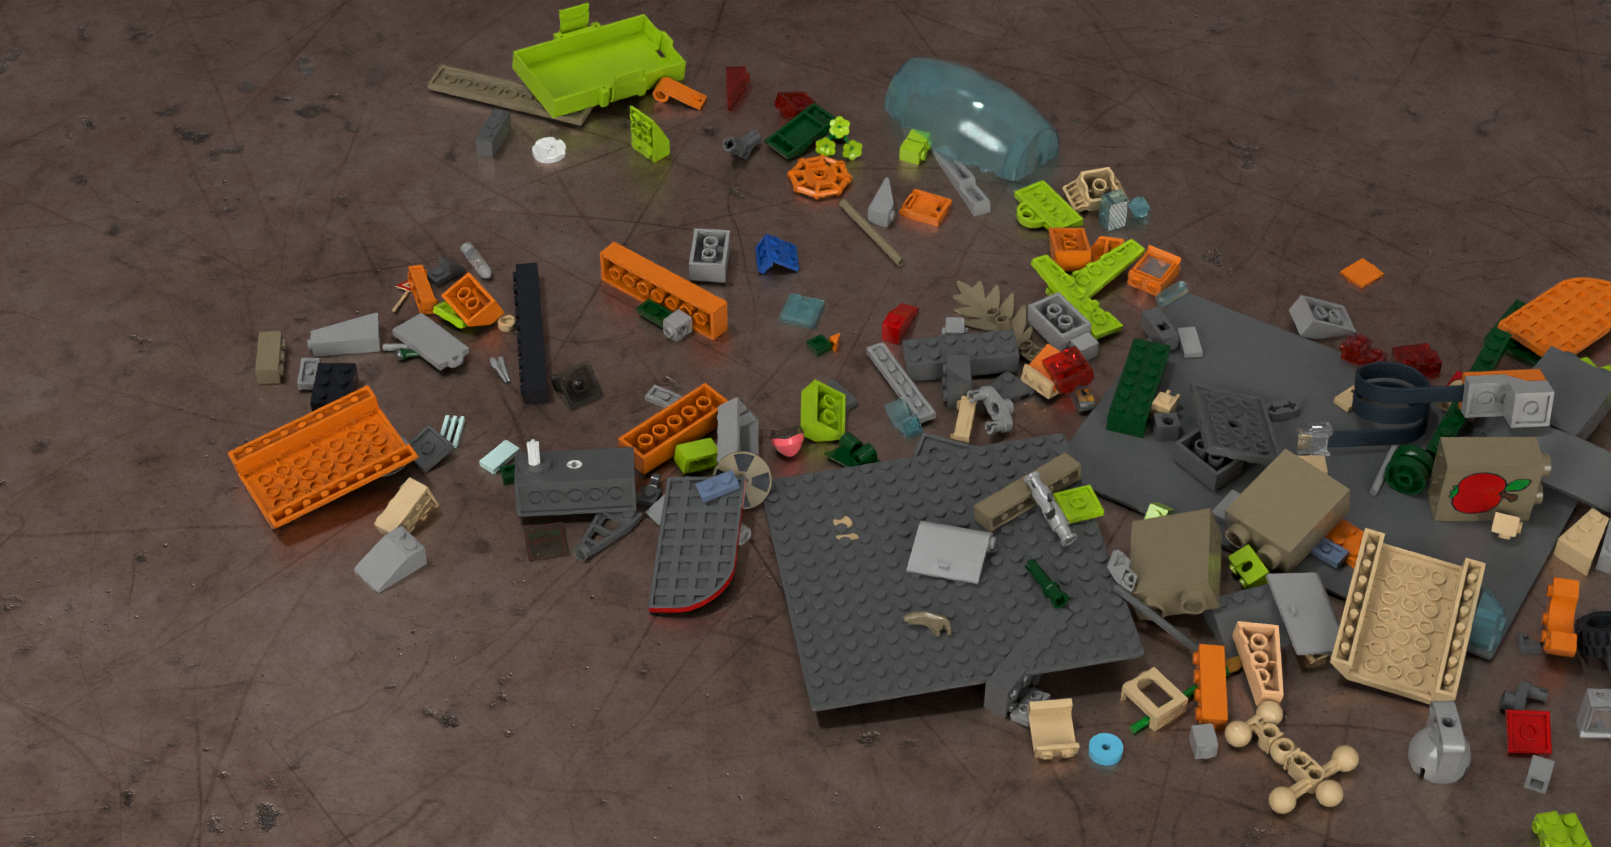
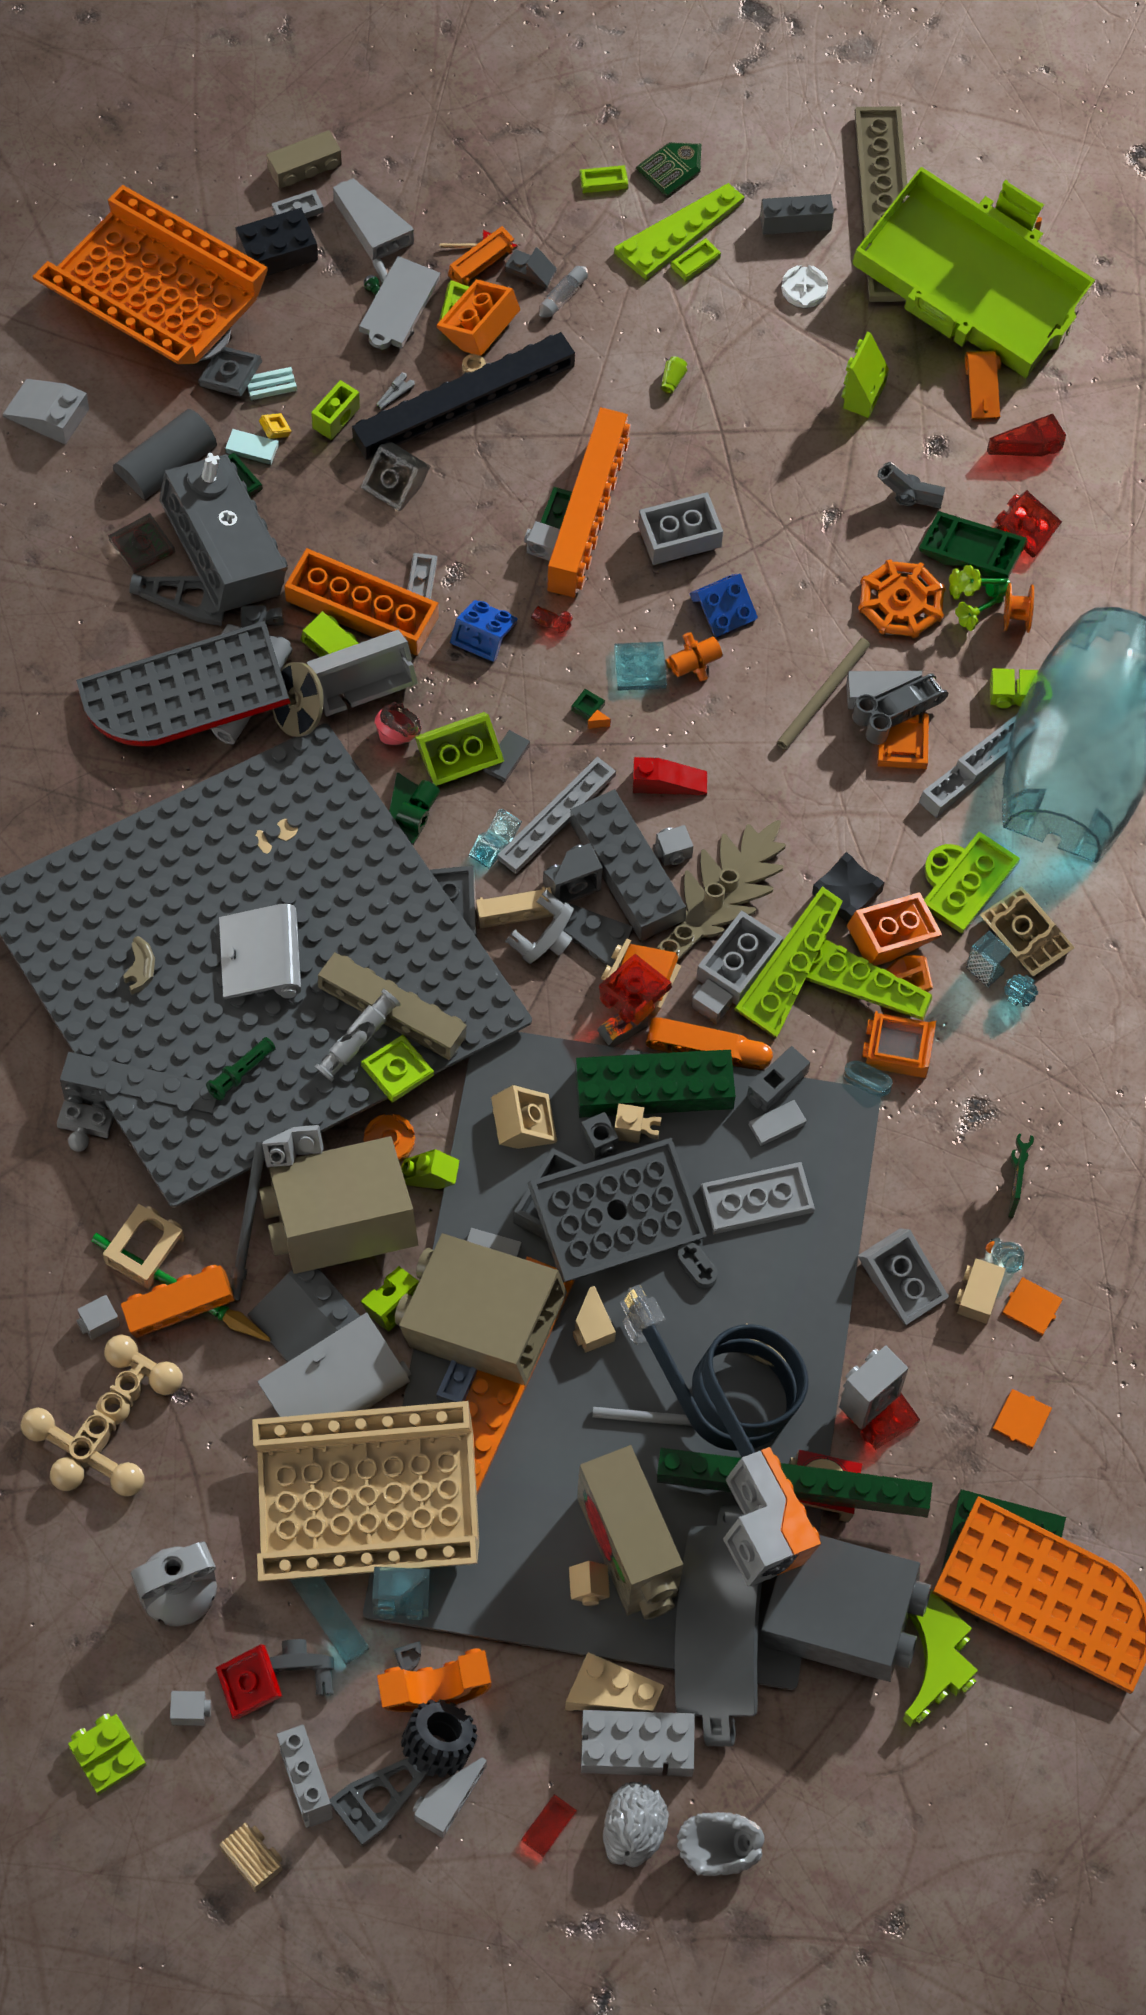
camera: 65 degrees right, 20 degrees up
(395, 216) = (603, 179): none -> lime tile
(406, 507) = (122, 388): tan wedge -> none
(408, 182) = (672, 166): none -> dark green tile
(466, 199) = (669, 237): none -> lime wing
(475, 503) = (174, 445): none -> dark grey brick
(491, 437) = (275, 426): none -> yellow tile
(493, 193) = (695, 259): none -> lime tile
(503, 397) = (335, 410): none -> lime brick
(579, 226) = (673, 373): none -> lime cone
(717, 486) = (261, 675): sand blue plate -> none
(732, 376) = (482, 629): none -> blue bracket
(738, 344) = (552, 620): none -> clear red arm
(813, 278) = (694, 656): none -> orange pin
(863, 122) = (1018, 607): none -> orange piece
(907, 202) = (896, 707): none -> dark grey piece
(1020, 259) = (851, 884): none -> black brick
(1052, 728) = (50, 1151): tan panel -> none
(1105, 741) = (54, 1228): medium azure piece -> none
(1113, 360) = (678, 1036): none -> orange piece
(1117, 539) = (396, 1127): none -> orange tile
(1136, 461) = (523, 1118): none -> tan slope
(1241, 366) = (757, 1198): none -> light grey tile
(1261, 659) = (236, 1347): light nougat wedge -> none
(1276, 243) = (1018, 1165): none -> dark green flag
(1327, 269) = (1006, 1254): none -> clear light blue animal
(1346, 288) = (981, 1290): none -> tan brick
(1358, 351) = (851, 1337): clear red plate -> none
(1409, 469) = (639, 1437): dark green wheel -> none
(1417, 334) = (872, 1386): none -> light grey brick
(1439, 301) = (1022, 1418): none -> orange piece
(1490, 676) = (331, 1617): none -> clear light blue tile

